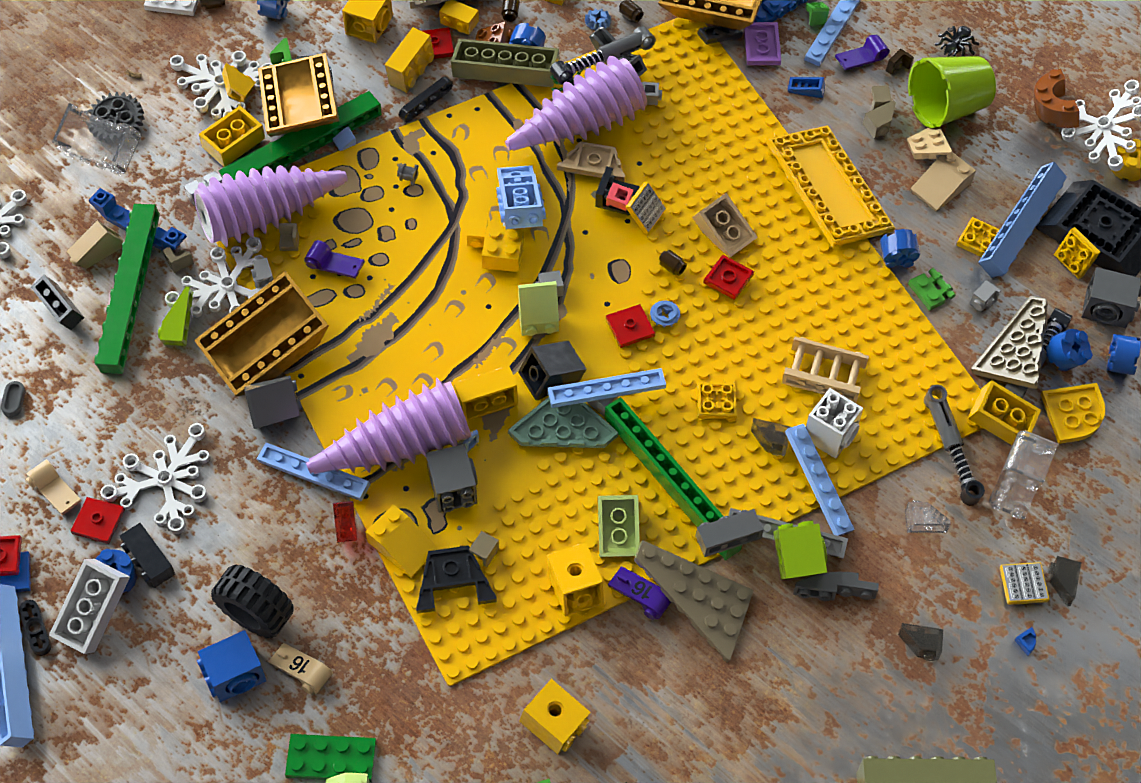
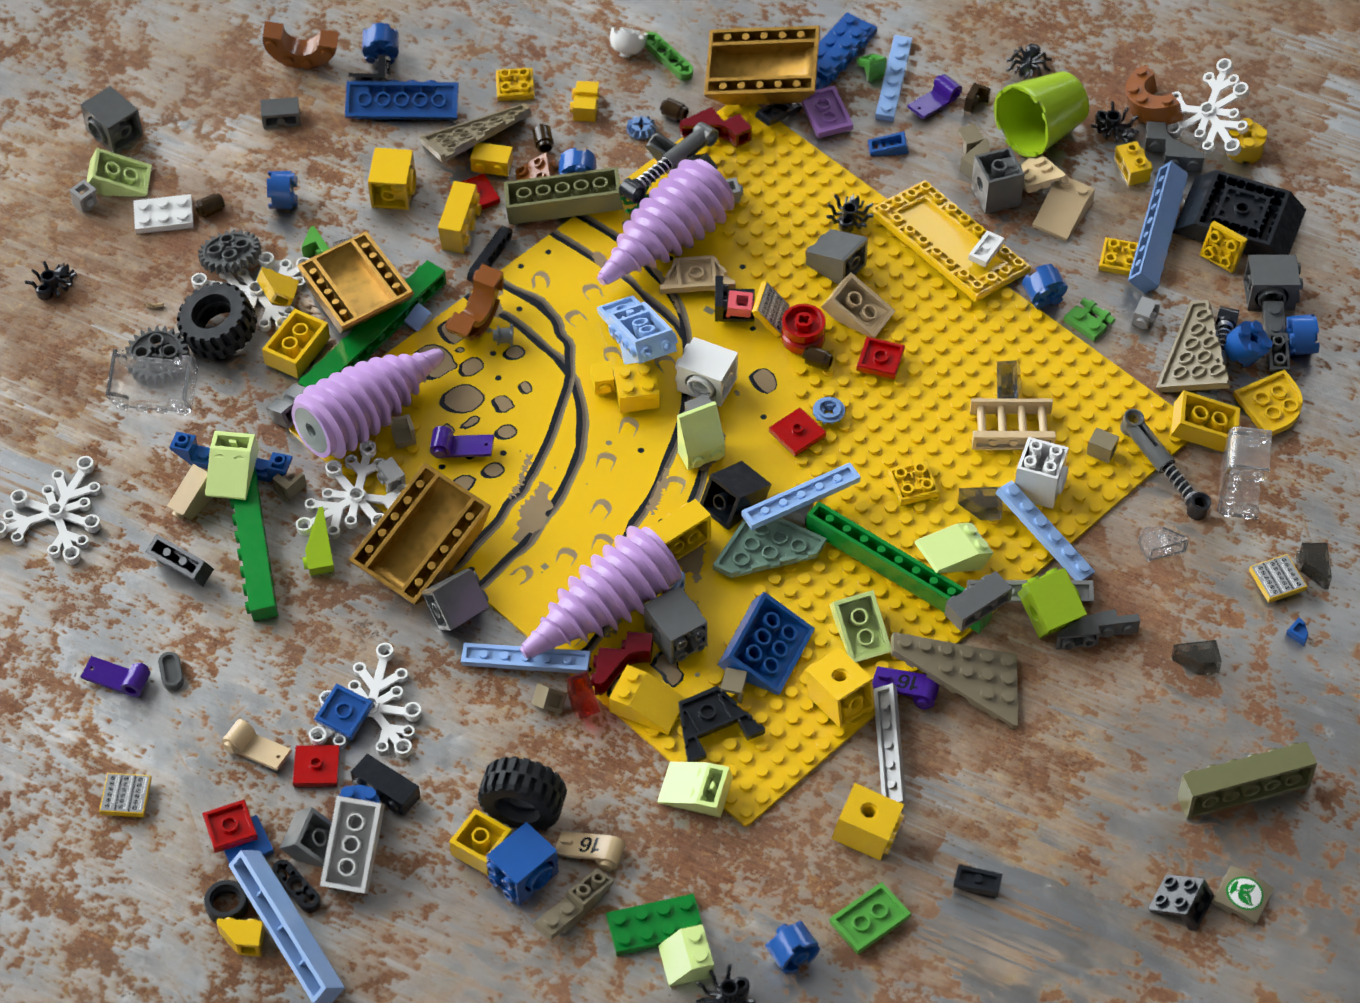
camera: 15 degrees left, 5 degrees down
(57, 33) = (50, 281): none -> black animal
(57, 583) = (307, 837): none -> dark grey slope
(126, 229) = (231, 465): none -> yellowish green slope
(138, 477) = (344, 711): none -> blue tile
(180, 113) = (227, 336): none -> black tyre
(203, 629) = (477, 838): none -> yellow brick
(210, 43) = (229, 252): none -> dark grey gear
(264, 720) = (575, 906): none -> dark tan slope
(320, 514) = (549, 698): none -> dark tan panel
(382, 496) = (613, 661): none -> dark red arch
(396, 144) = (480, 305): none -> dark orange brick
(415, 637) = (696, 787): none -> yellowish green slope
(528, 518) = (767, 644): none -> blue slope
(568, 250) = (706, 370): none -> white brick
(604, 647) = (889, 743): none -> light grey plate
(668, 232) = (803, 327): none -> red wheel
(674, 39) = (734, 129): none -> dark red arch
(723, 174) = (837, 254): none -> dark grey slope
(728, 475) = (955, 549): none -> yellowish green slope
(748, 139) = (849, 212): none -> black animal
(835, 328) = (1008, 380): none -> clear smoke slope
(857, 201) = (986, 248): none -> white plate
(890, 141) = (997, 180): none -> dark grey brick
(901, 411) = (1102, 445): none -> dark tan panel
(1014, 114) = (1112, 121): none -> black animal
(1020, 155) = (1133, 163): none -> yellow brick
(1062, 155) = (1159, 140): none -> dark grey arch
(1100, 343) = (1274, 326): none -> dark grey slope

